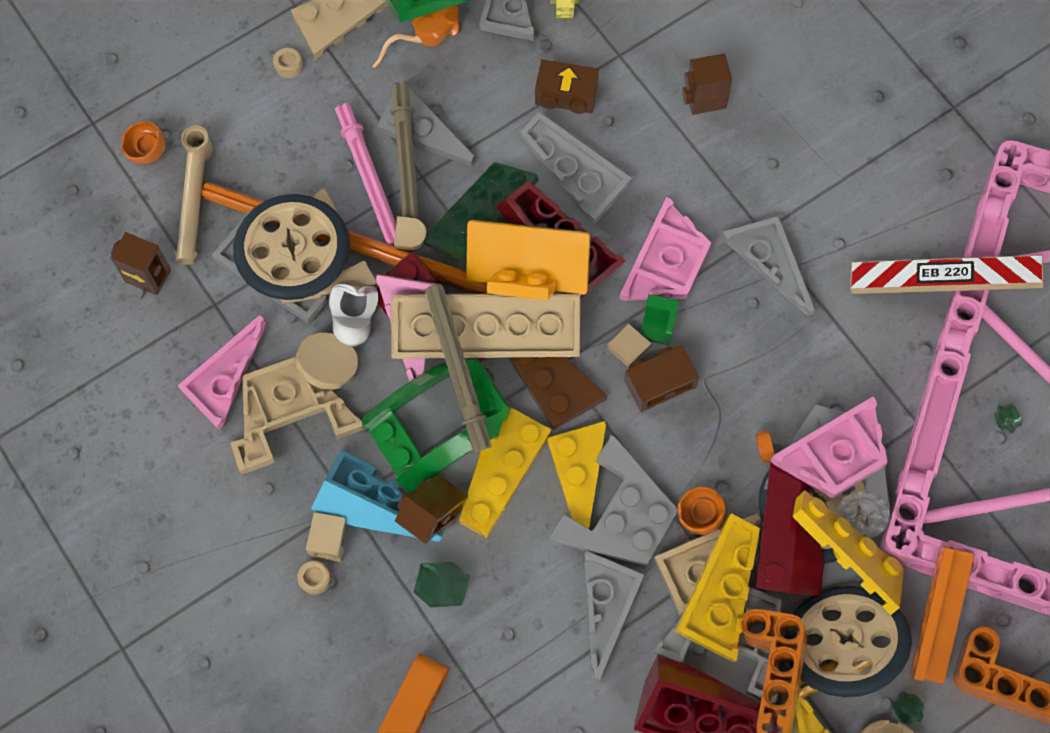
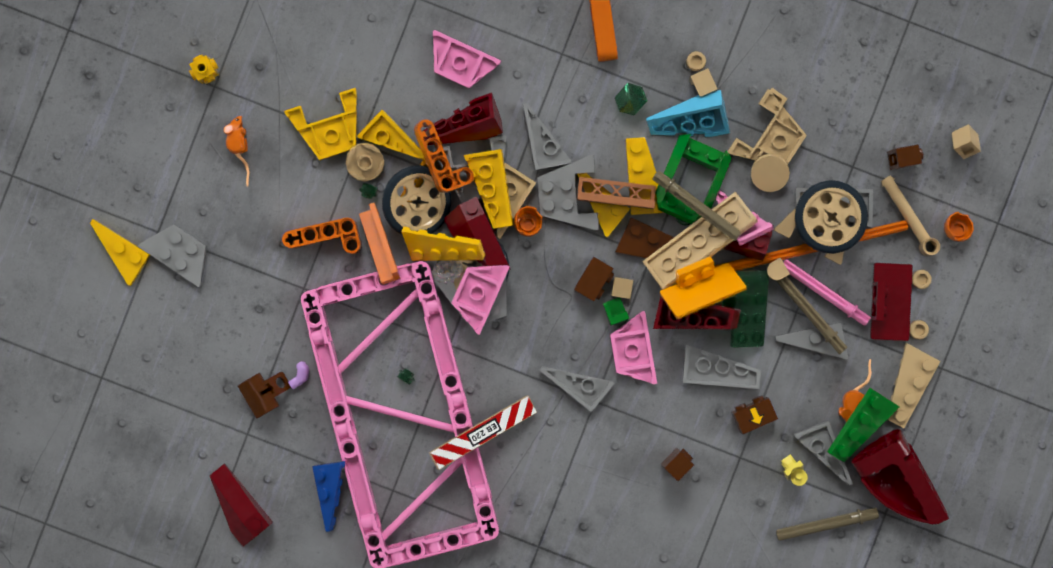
camera: 145 degrees right, 20 degrees up
(49, 238) = (966, 141): none -> tan panel
(218, 379) = (818, 126): bright pink wing -> none
(238, 116) = (921, 279): none -> tan tile
(294, 113) = (891, 301): none -> dark red bracket
(350, 329) = (770, 199): white piece -> none
(430, 508) = (661, 129): reddish brown brick -> none
(560, 455) = (616, 200): none -> nougat fence
(765, 446) = (518, 277): orange tile -> none

